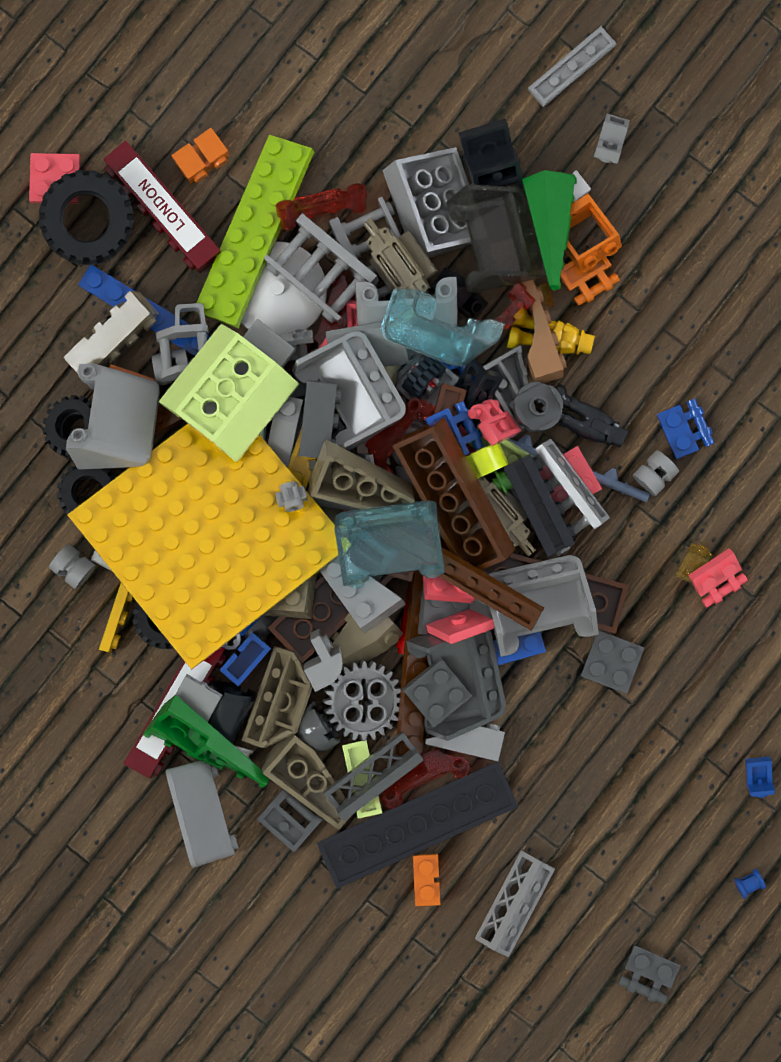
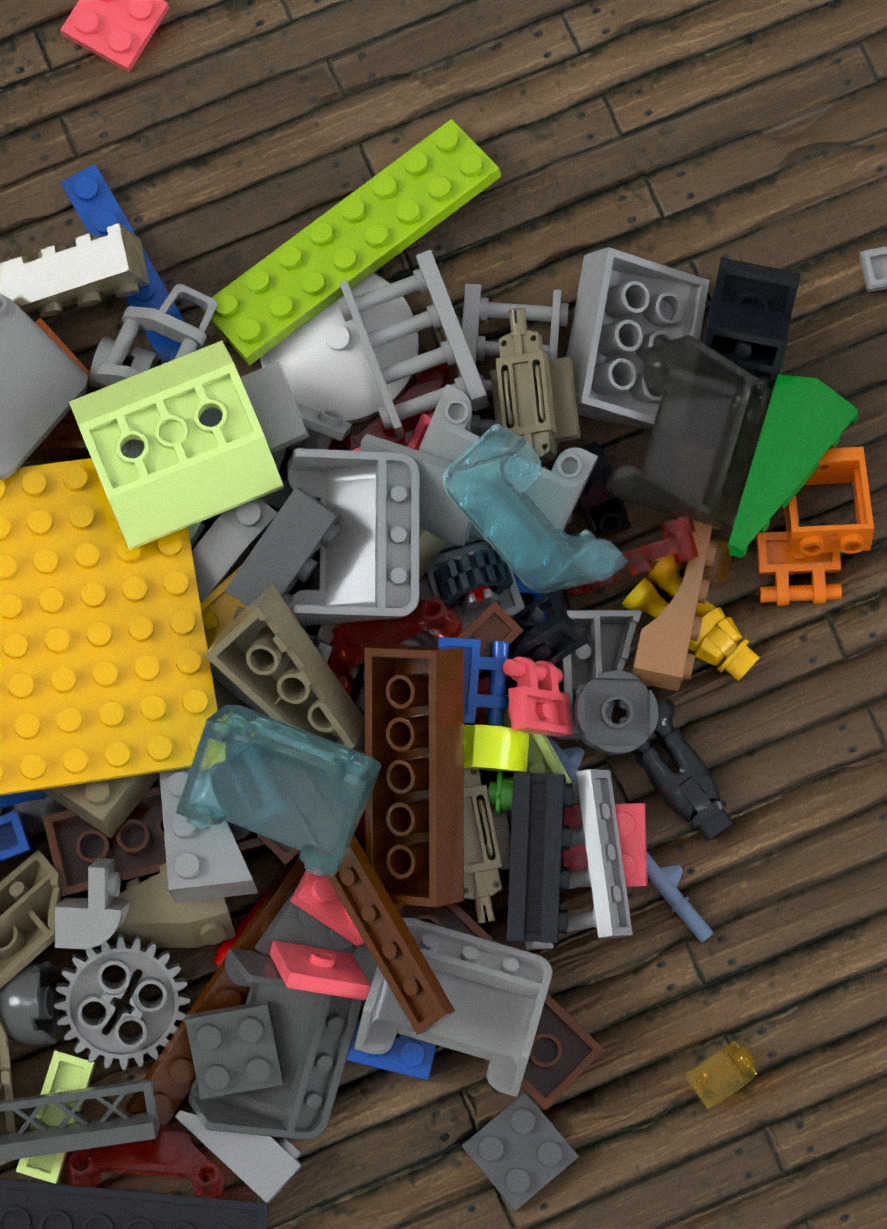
camera: 30 degrees right, 5 degrees down
(93, 184) = (108, 40): black tyre -> none
(162, 206) = (241, 138): brick -> none
(202, 157) = (336, 100): orange piece -> none
(291, 496) = (177, 641): light grey gear -> none
(321, 203) = (468, 253): clear red plate -> none
(581, 187) = (857, 434): white tile -> none
(649, 479) = (724, 911): light grey wheel -> none
(678, 432) = (806, 863): blue plate -> none
(716, 572) = (745, 1104): coral plate -> none

